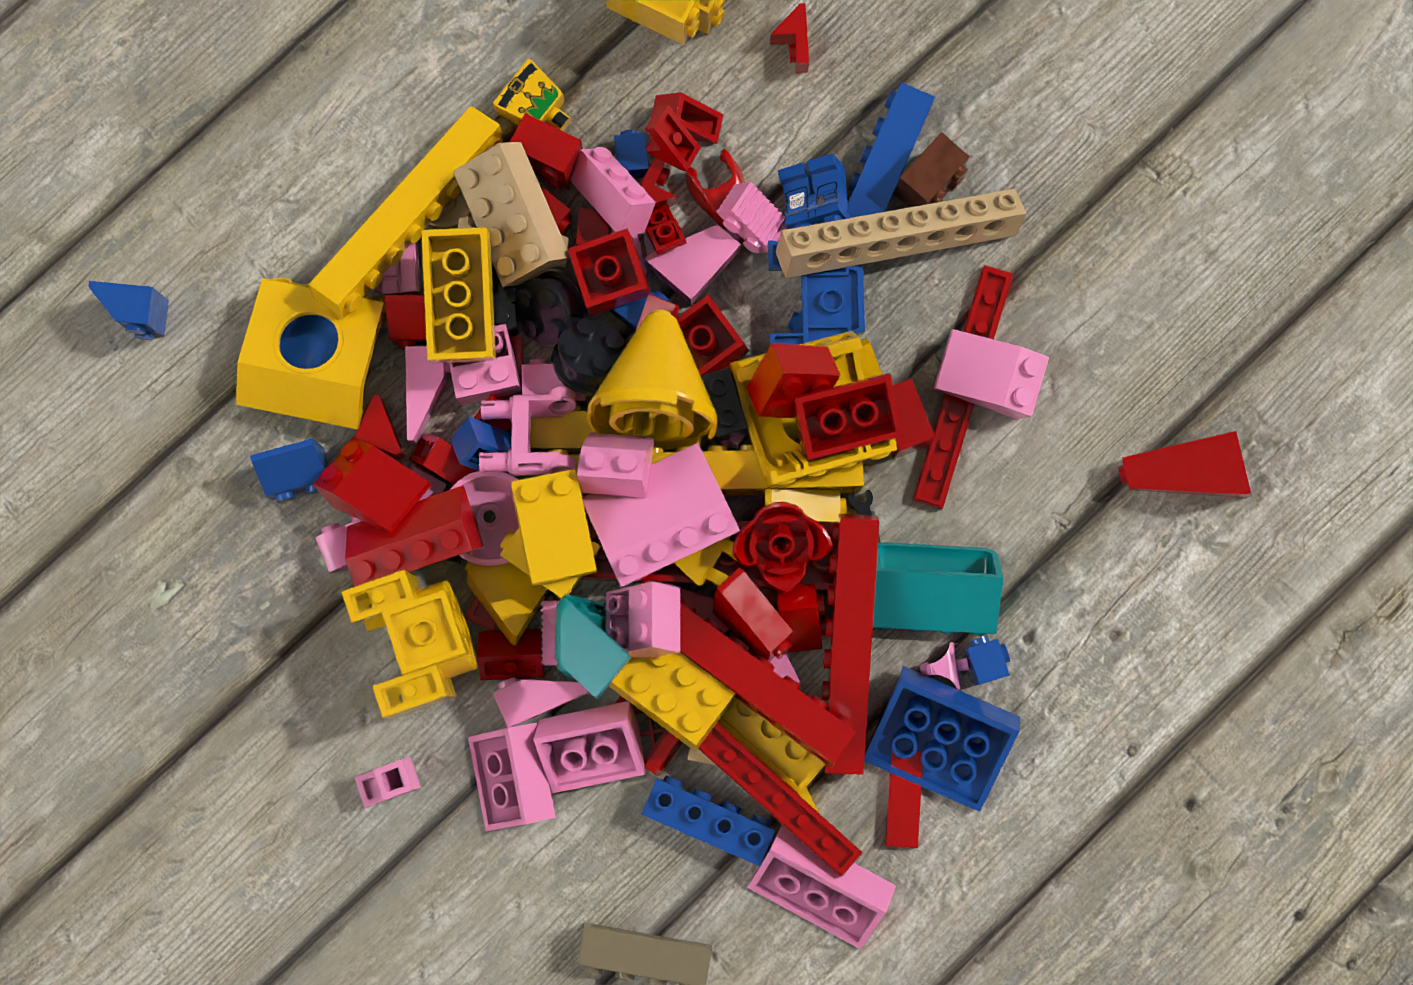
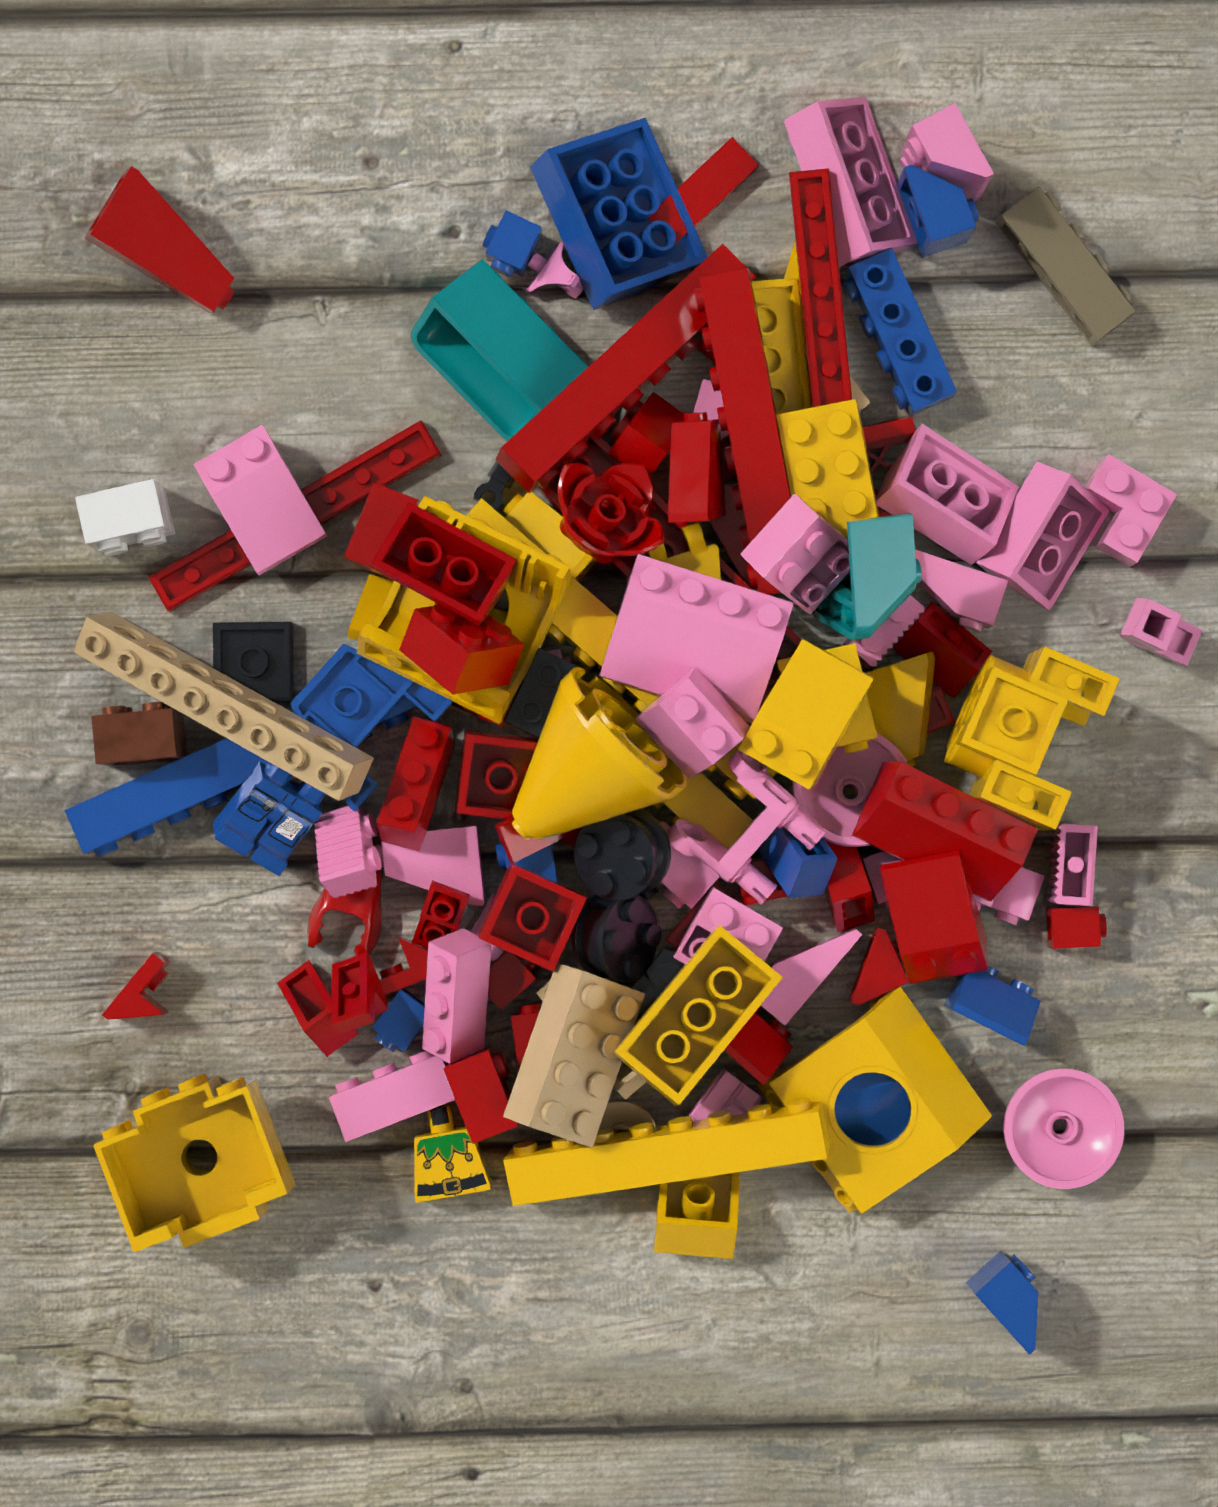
camera: 135 degrees left, 5 degrees up
(166, 429) = (1086, 1145): none -> bright pink dish
(284, 560) = (1075, 927): none -> red brick
(317, 594) = (1073, 864): none -> bright pink brick
(356, 193) = (698, 1216): none -> yellow slope
(469, 847) = (1137, 506): none -> bright pink brick
(600, 104) = (390, 1095): none -> bright pink brick
(747, 291) = (416, 784): none -> red brick
(752, 914) = (936, 210): none -> blue slope
(778, 950) = (949, 151): none -> bright pink slope
(908, 284) = (256, 656): none -> black tile
(1062, 288) = (125, 517): none -> white brick

